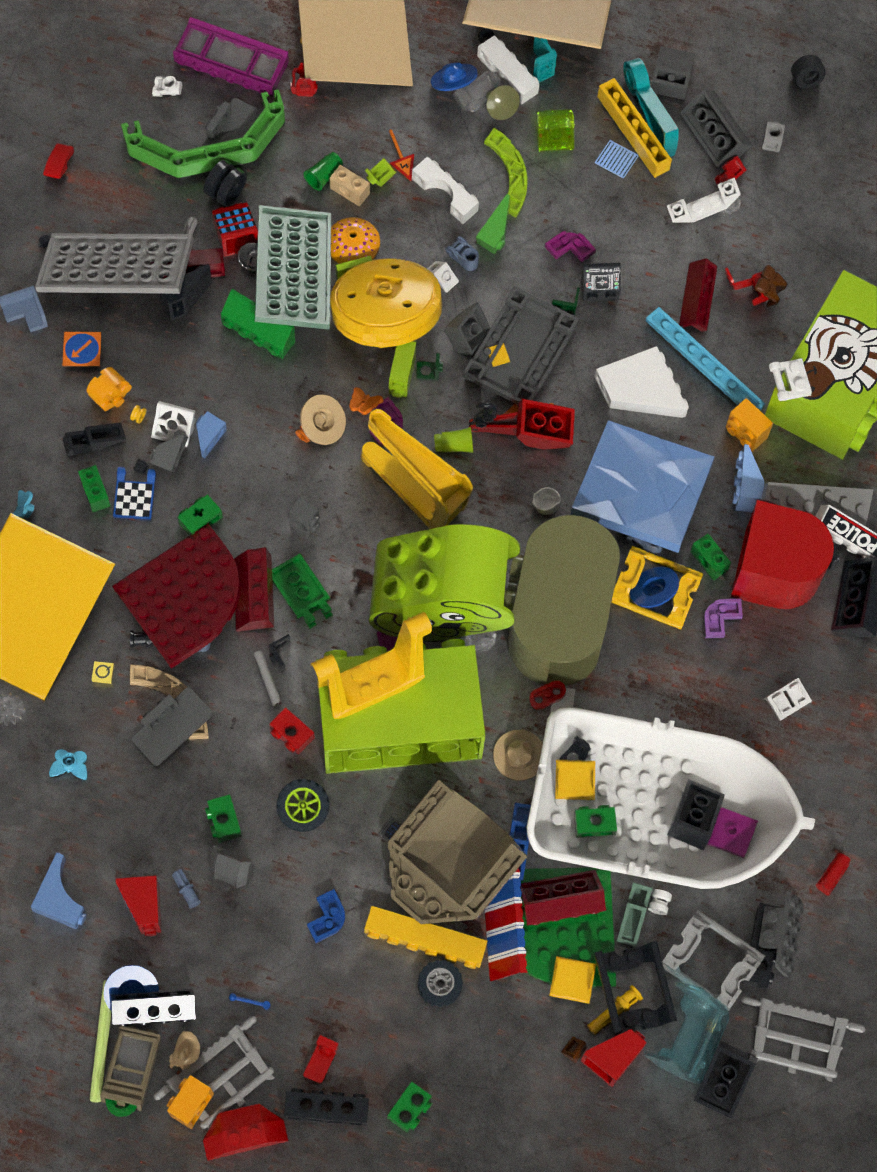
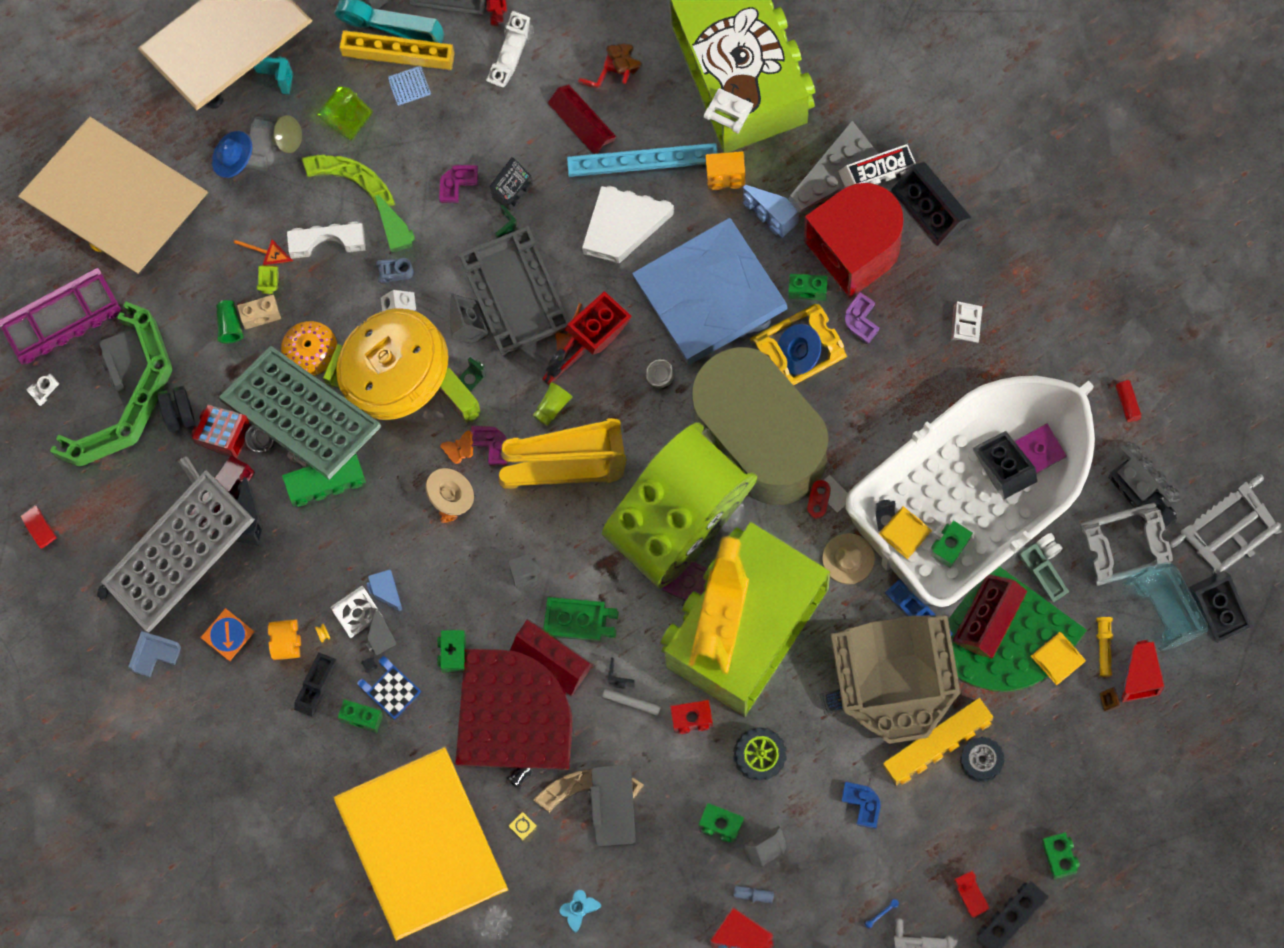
camera: 40 degrees left, 5 degrees up
(24, 506) = (331, 783): medium azure animal -> none
(303, 86) = (136, 279): red piece -> none
(501, 357) = (509, 311): yellow slope -> none
(506, 931) = (987, 680): sticker -> none
(512, 72) = (252, 104): white brick -> none
(631, 959) = (1128, 628): black piece -> none

